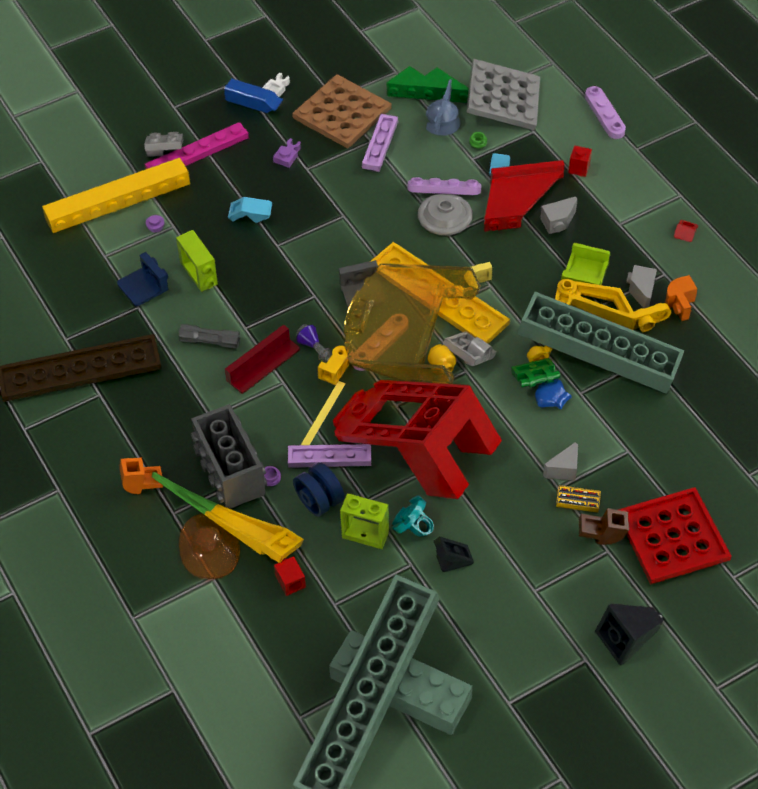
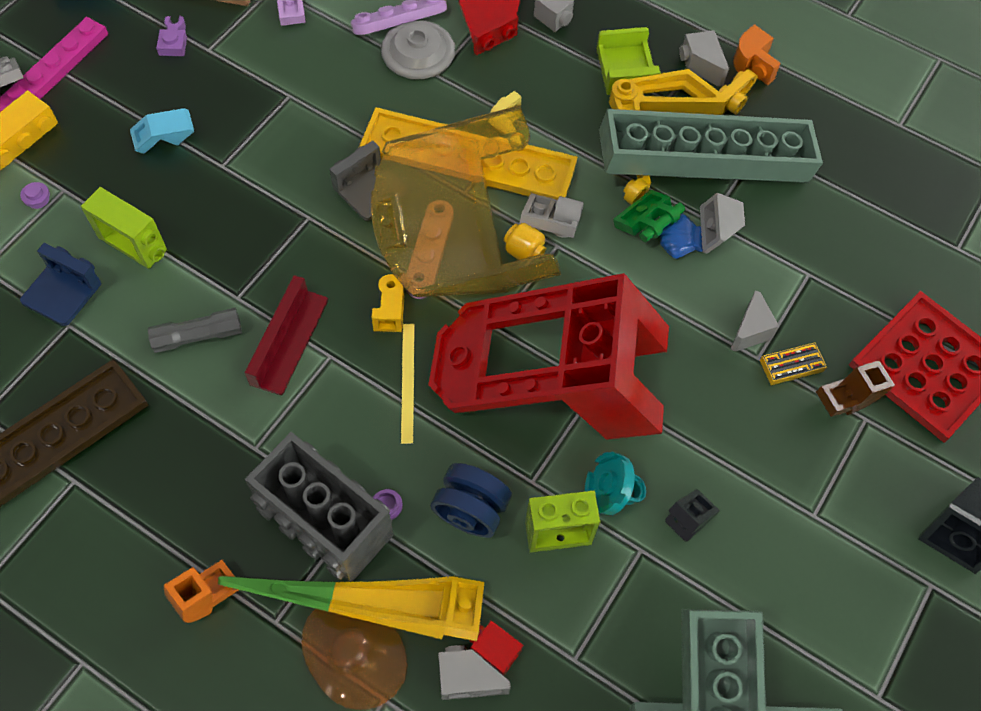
camera: 30 degrees left, 10 degrees up
(265, 582) = (468, 675): none -> light grey slope
(308, 336) = (333, 278): piece -> none
(329, 455) = (450, 440): lavender plate -> none
(582, 393) = (720, 220): none -> light grey slope

